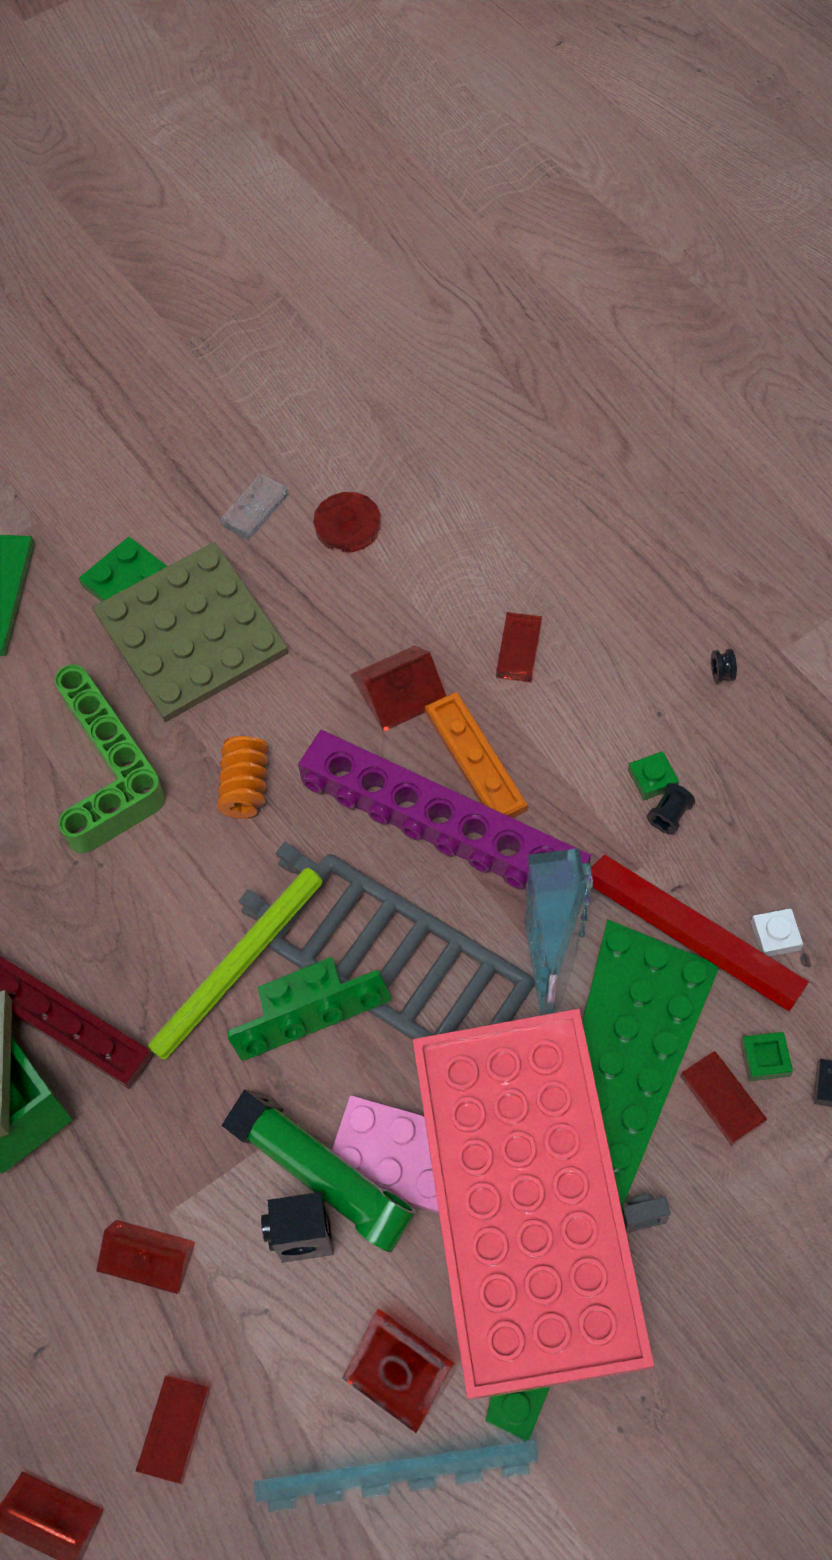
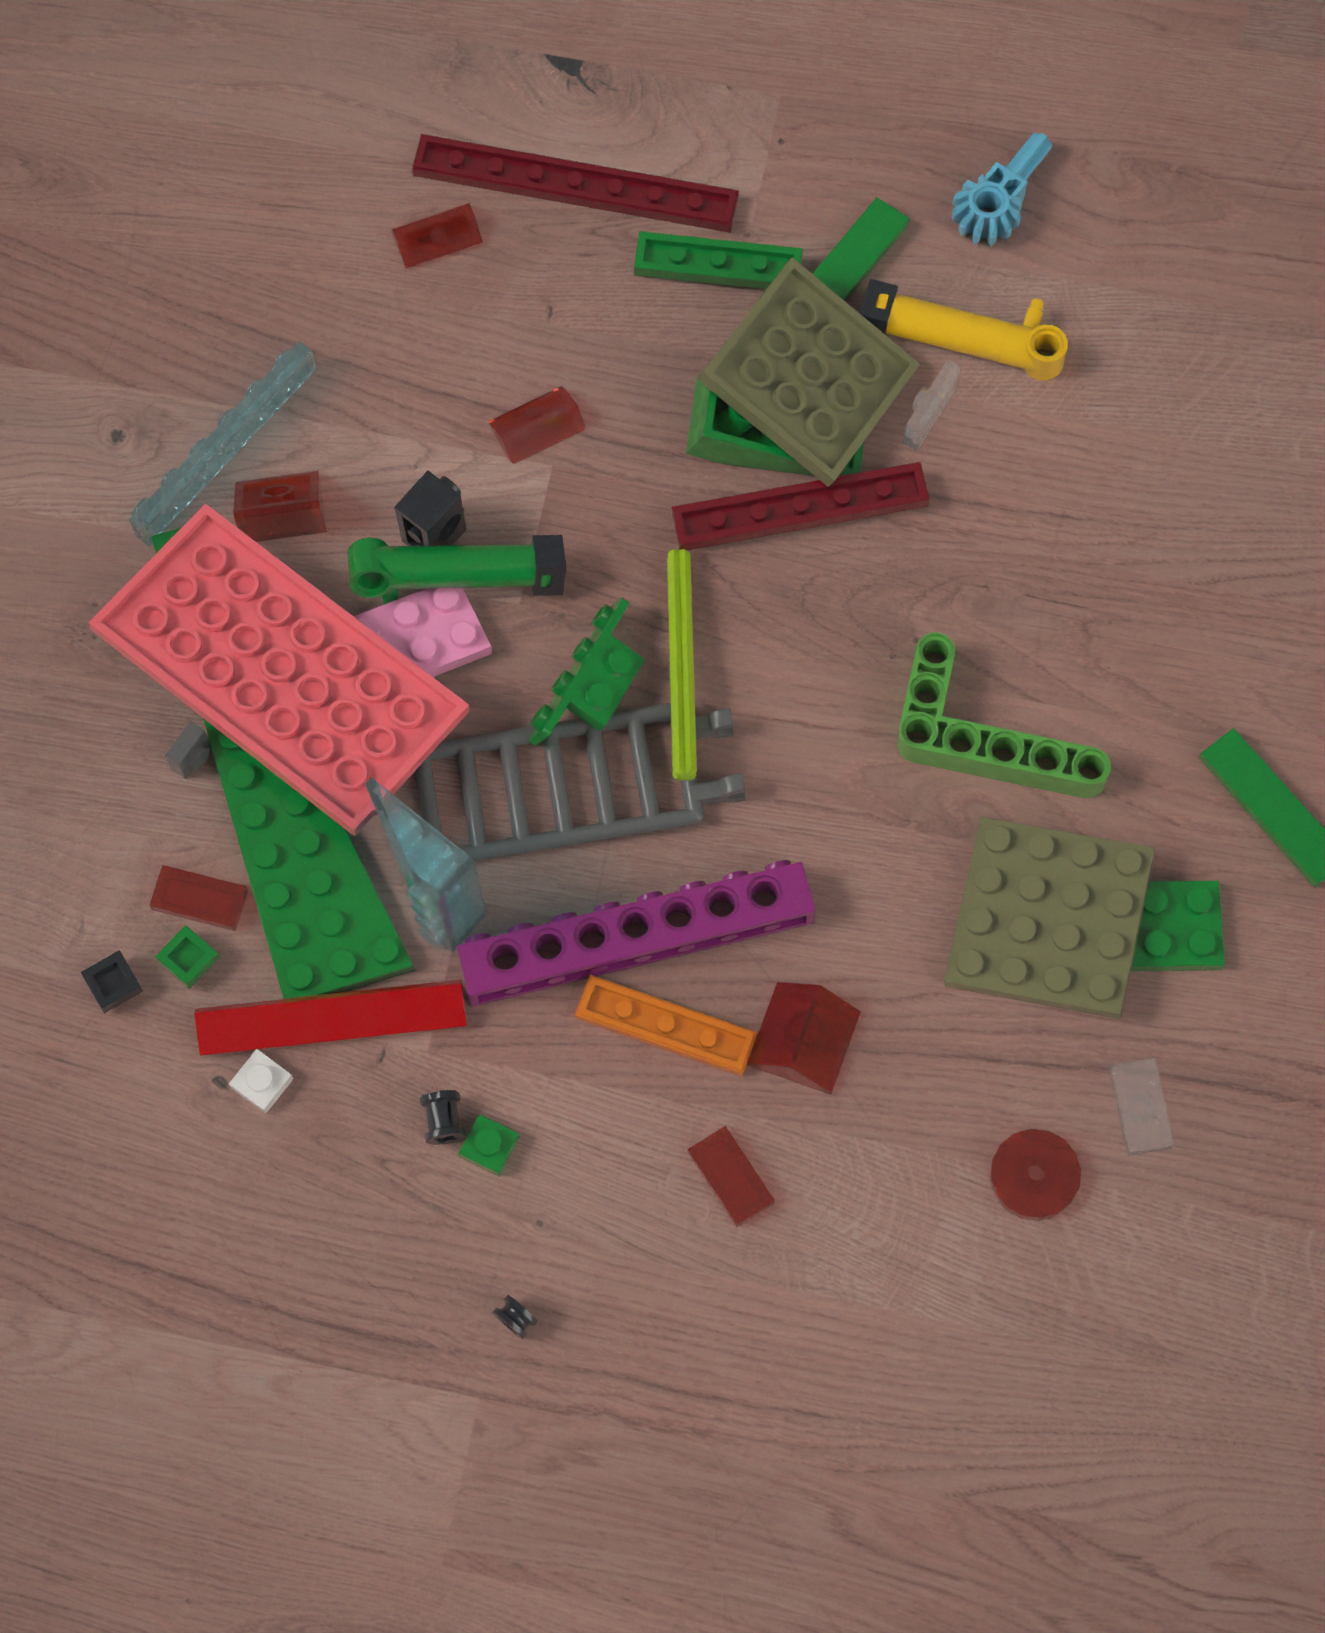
camera: 135 degrees right, 10 degrees up
(173, 1430) = (404, 345): clear red tile -> none
(242, 776) = (846, 822): orange piece -> none

